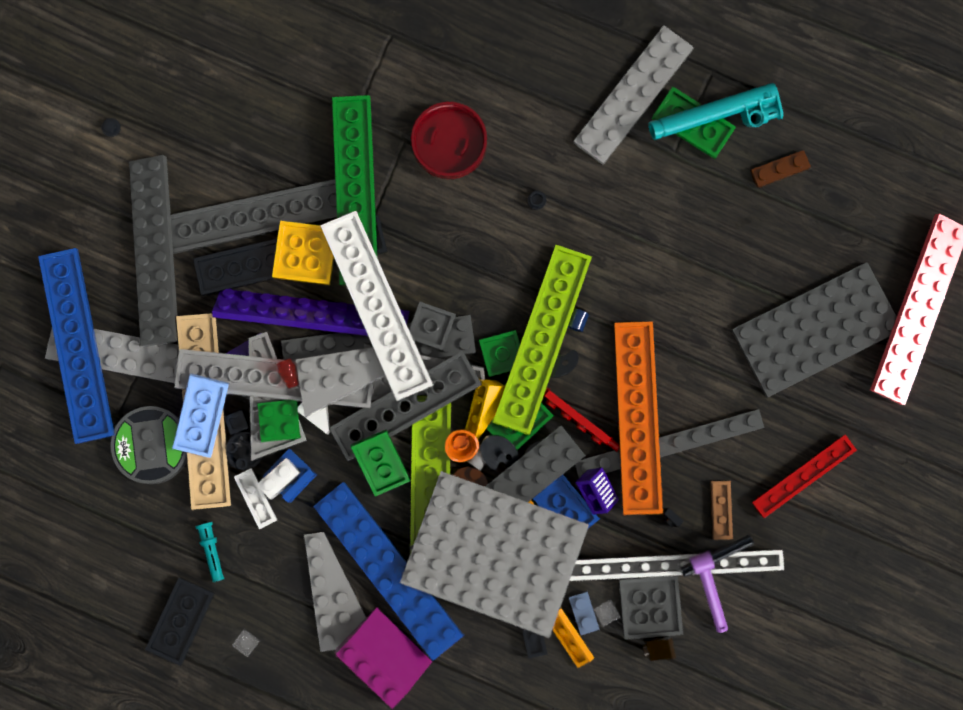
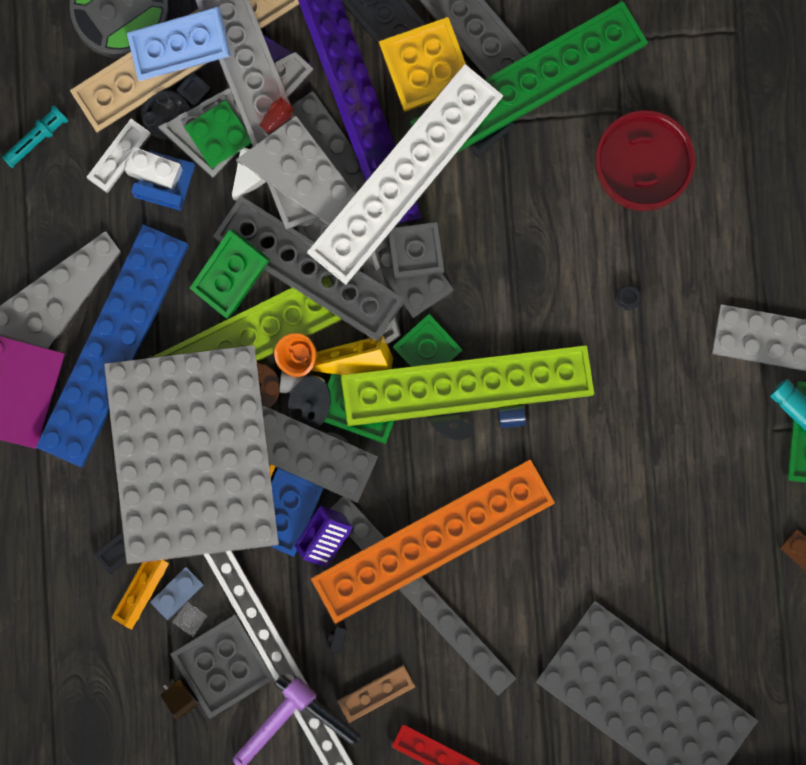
camera: 60 degrees right, 0 degrees up
(582, 423) = (393, 482): red plate -> none

